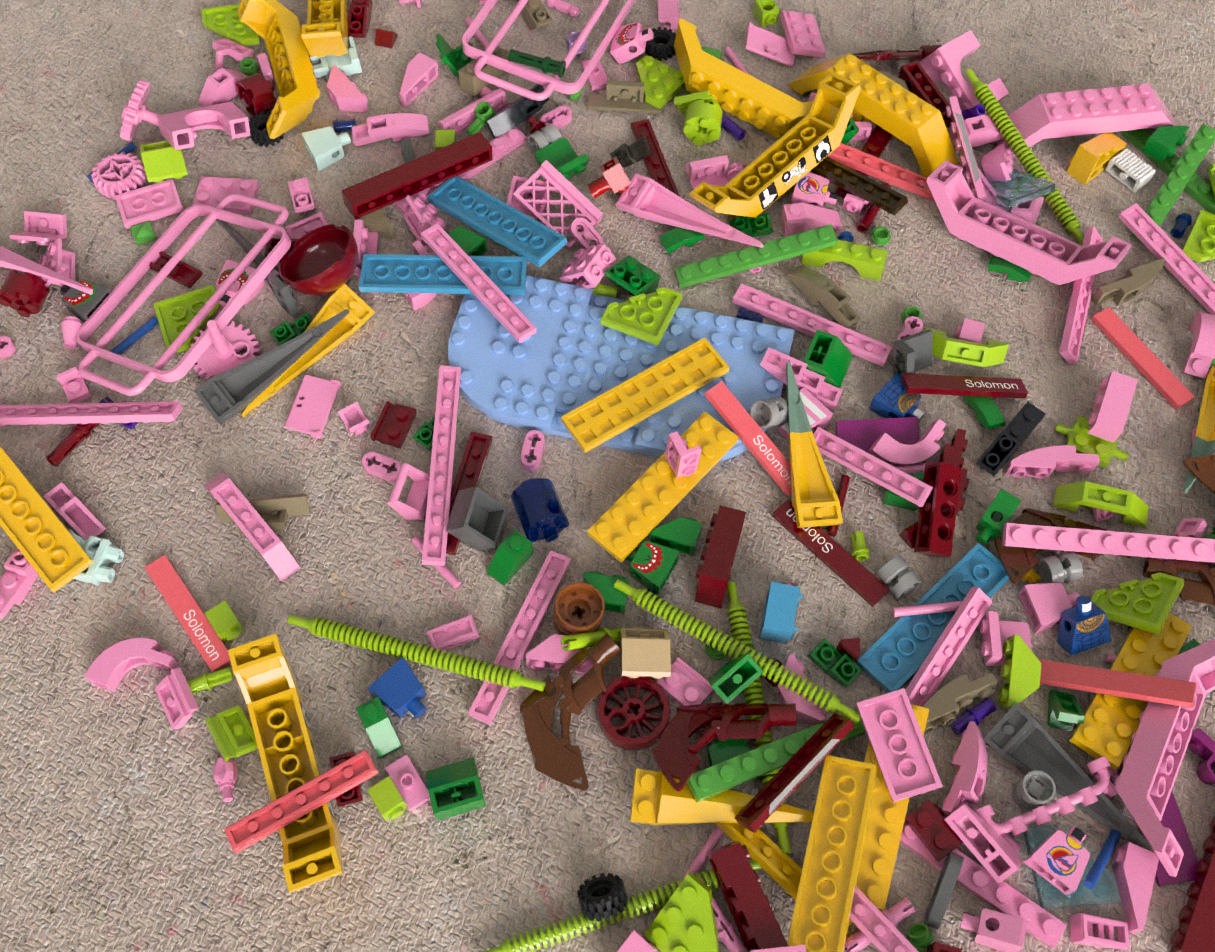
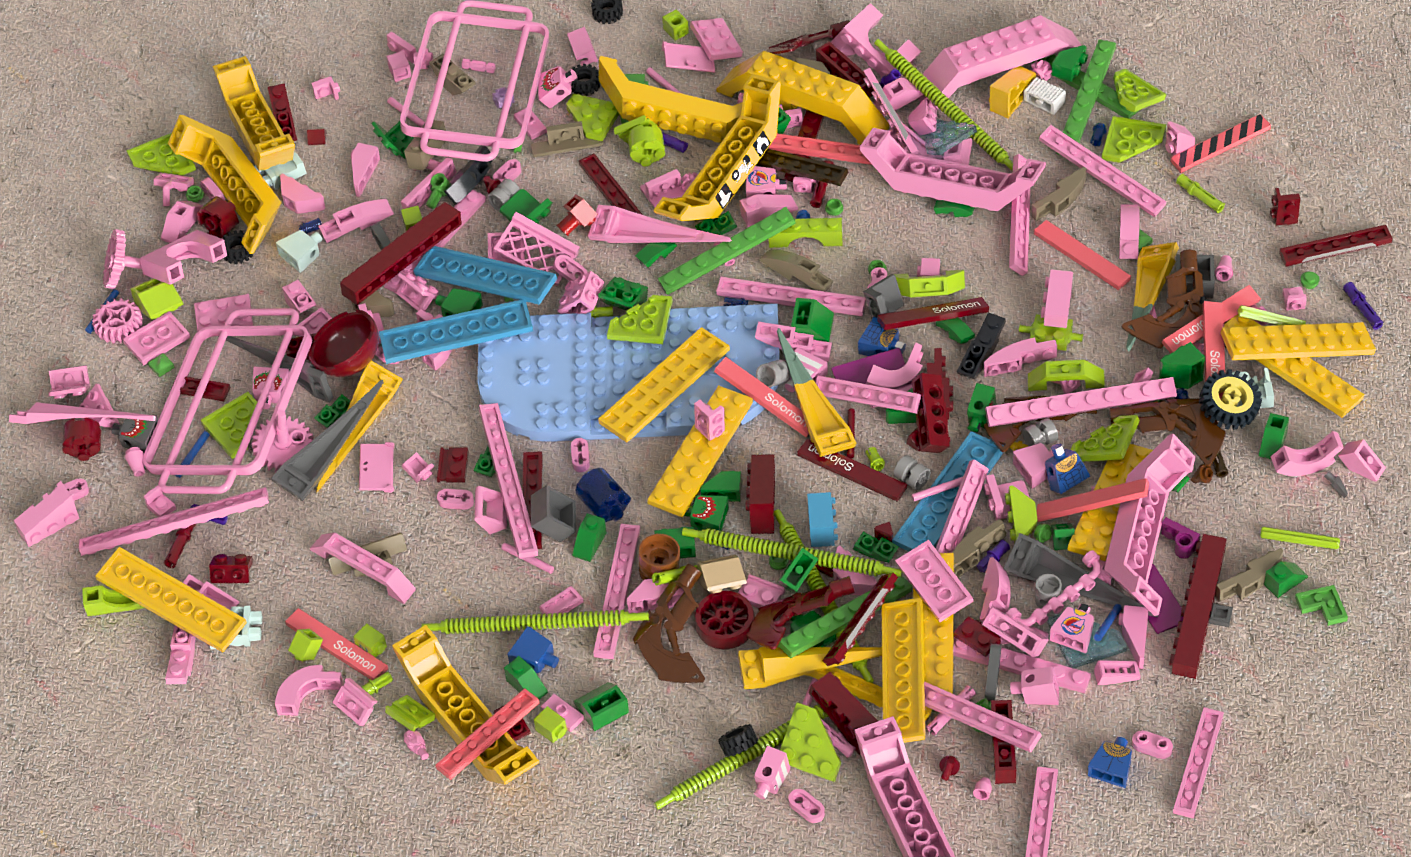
camera: 10 degrees left, 10 degrees down
(113, 484) = (230, 568): none -> dark red bracket
(150, 606) = (305, 645): none -> lime brick
(478, 283) = (490, 329): bright pink plate -> none
(546, 64) = (488, 126): dark green pin -> none
(635, 152) = (590, 186): clear smoke slope -> none
(1039, 702) = (1042, 533): none -> bright green plate
(1134, 141) = (1042, 69): none -> bright pink gear

